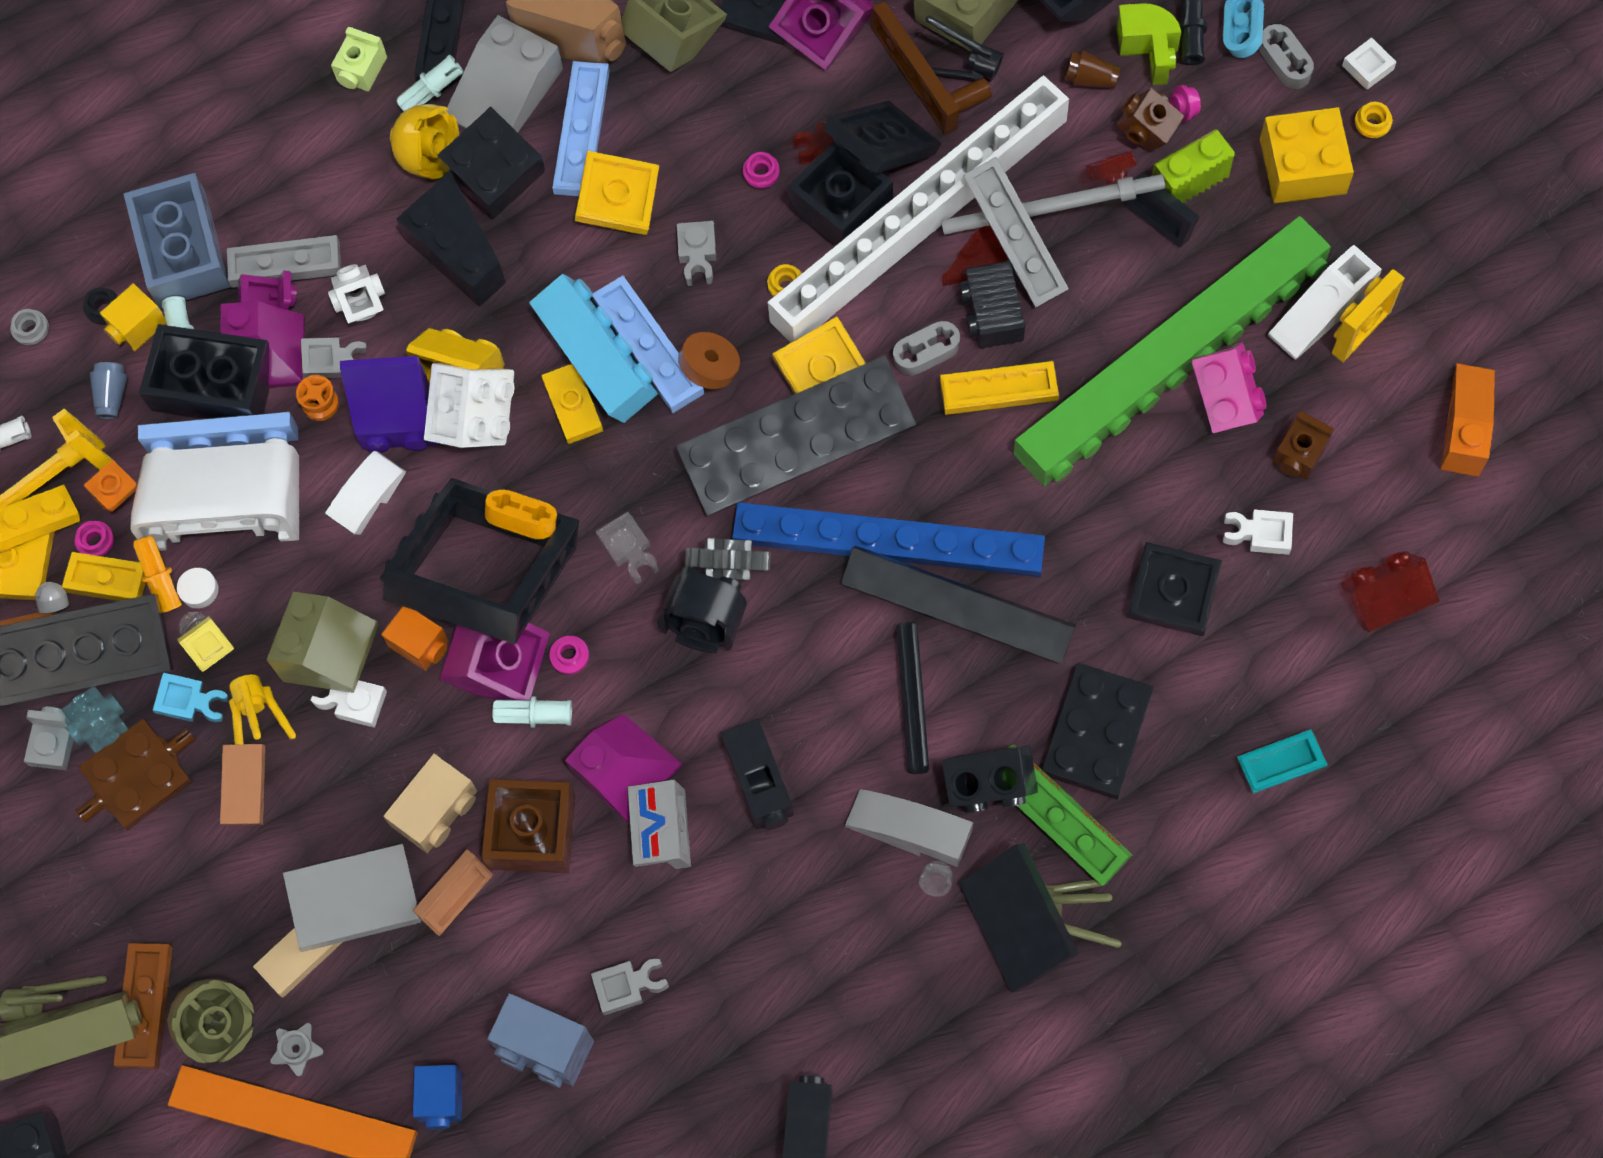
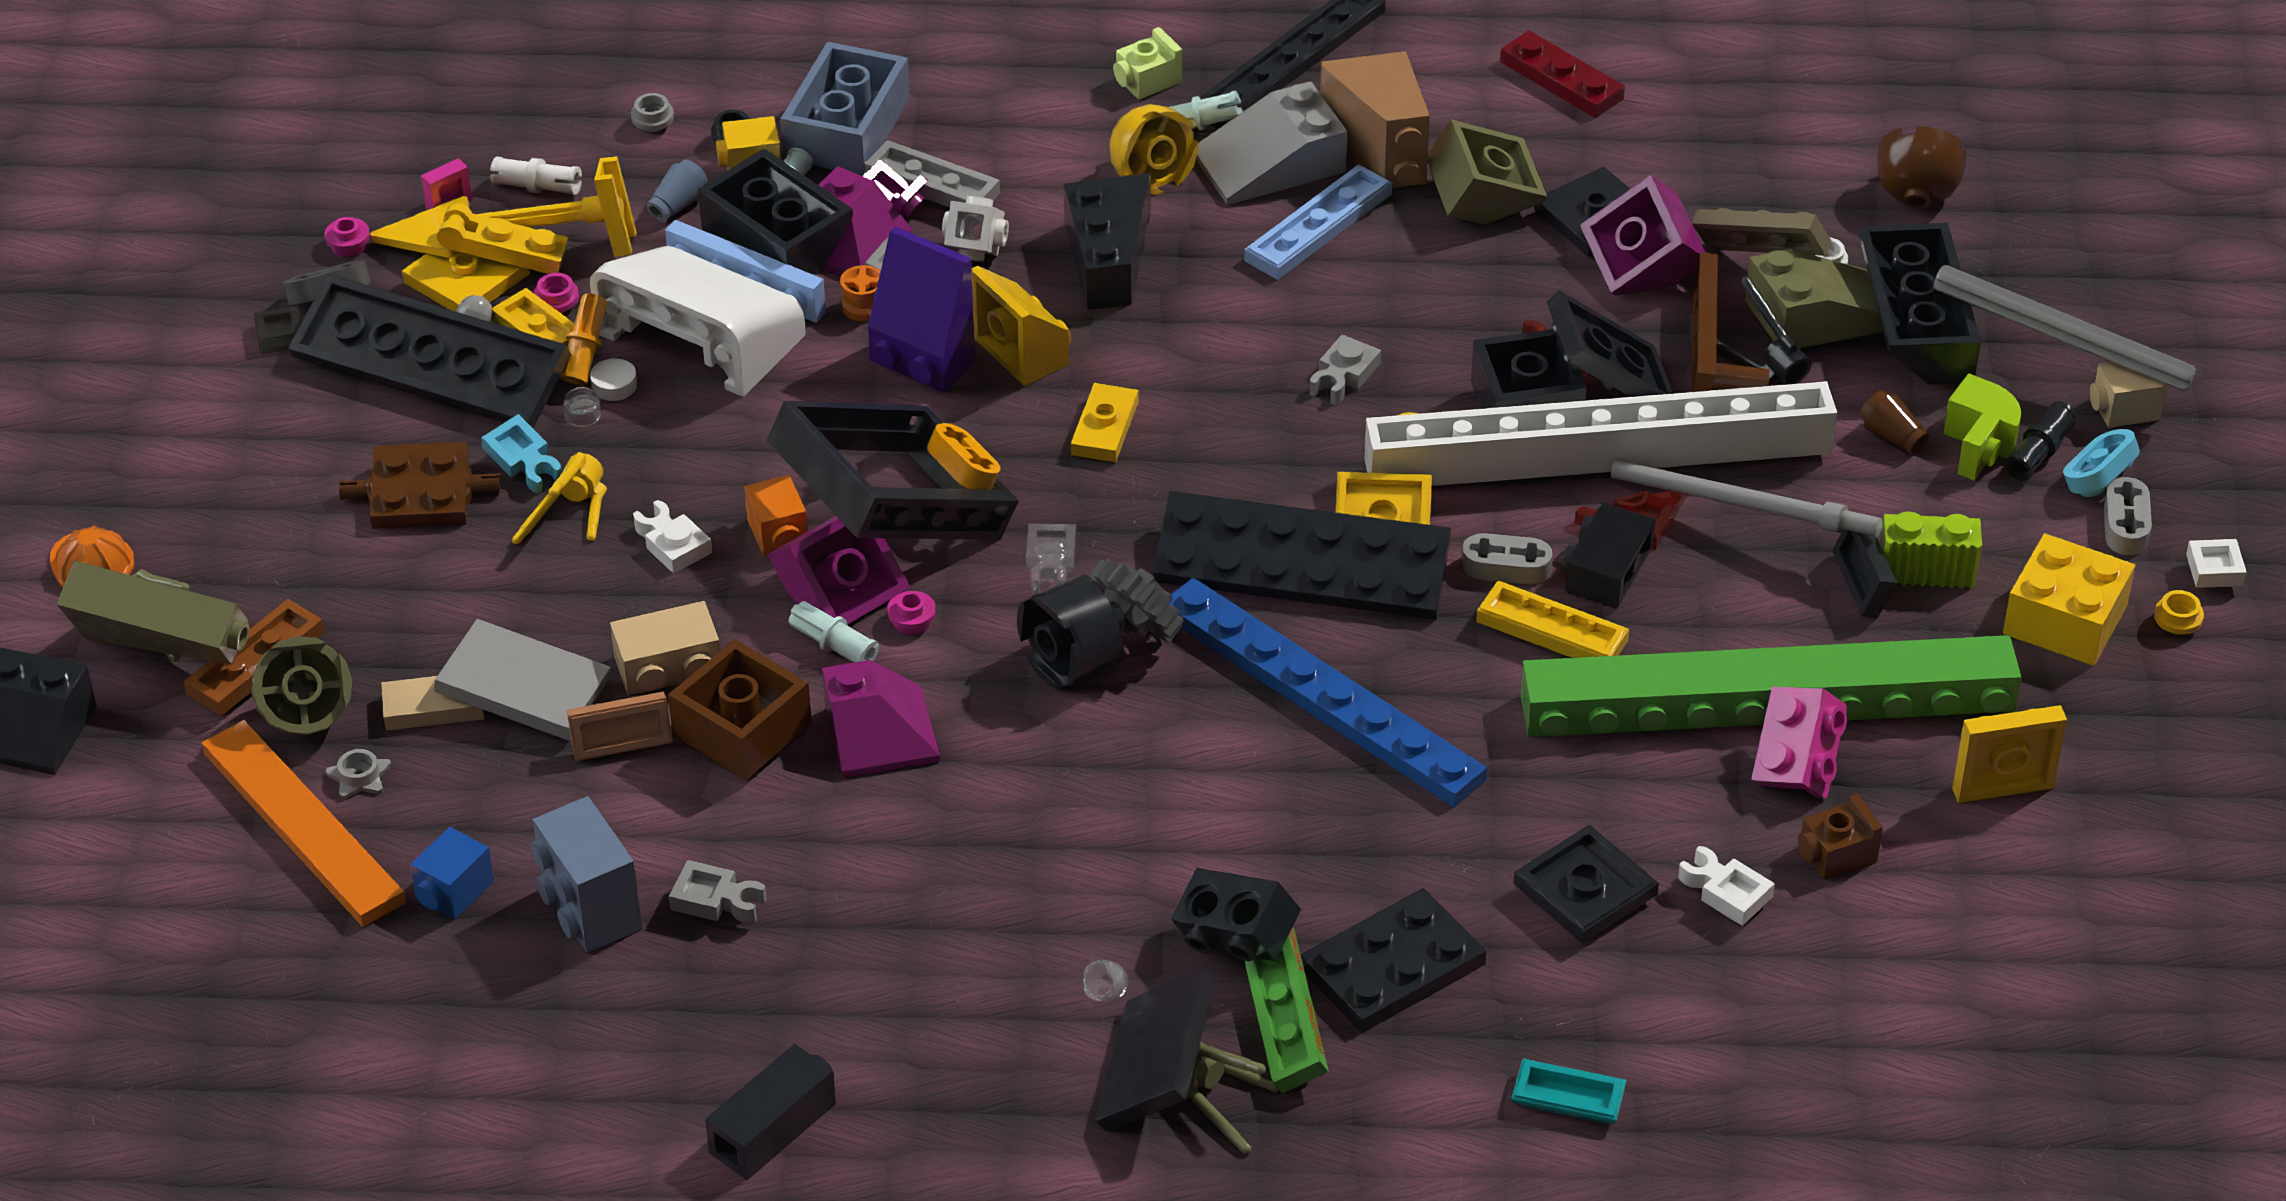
camera: 30 degrees right, 25 degrees down
(49, 740) = (373, 418): light grey bracket -> none
(94, 719) = (423, 413): clear light blue brick -> none
(111, 486) = (604, 247): orange bracket -> none
(205, 644) = (578, 419): light yellow tile -> none
(242, 784) = (508, 543): nougat tile -> none
(321, 643) = (681, 466): olive slope -> none
(364, 491) = (848, 380): white slope -> none
(468, 406) = (998, 354): white bracket -> none
(491, 162) = (1199, 193): black brick -> none
(594, 348) = (1164, 382): medium azure brick -> none
(617, 193) = (1304, 282): yellow plate -> none
(648, 343) = (1222, 412): light blue plate -> none
(659, 824) = (871, 782): light grey panel -> none
(709, 374) = (1270, 451): dark orange piece -> none
(758, 775) = (1004, 797): black brick -> none
(761, 161) = (1464, 331): dark pink plate -> none
(910, 826) = (1122, 926): light grey slope -> none
(912, 698) = (1223, 825): black axle -> none
(958, 604) = (1343, 775): black tile -> none
(1015, 232) = (1681, 498): light grey plate -> none
(1111, 167) = (1836, 490): clear red plate -> none
(1149, 119) = (1918, 482): reddish brown brick -> none
(1186, 101) = (1973, 495): dark pink plate -> none
(1325, 302) = (1936, 736): white slope -> none
(1391, 590) = (1827, 1010): clear red bracket -> none
(1469, 420) = (2049, 915): orange slope -> none

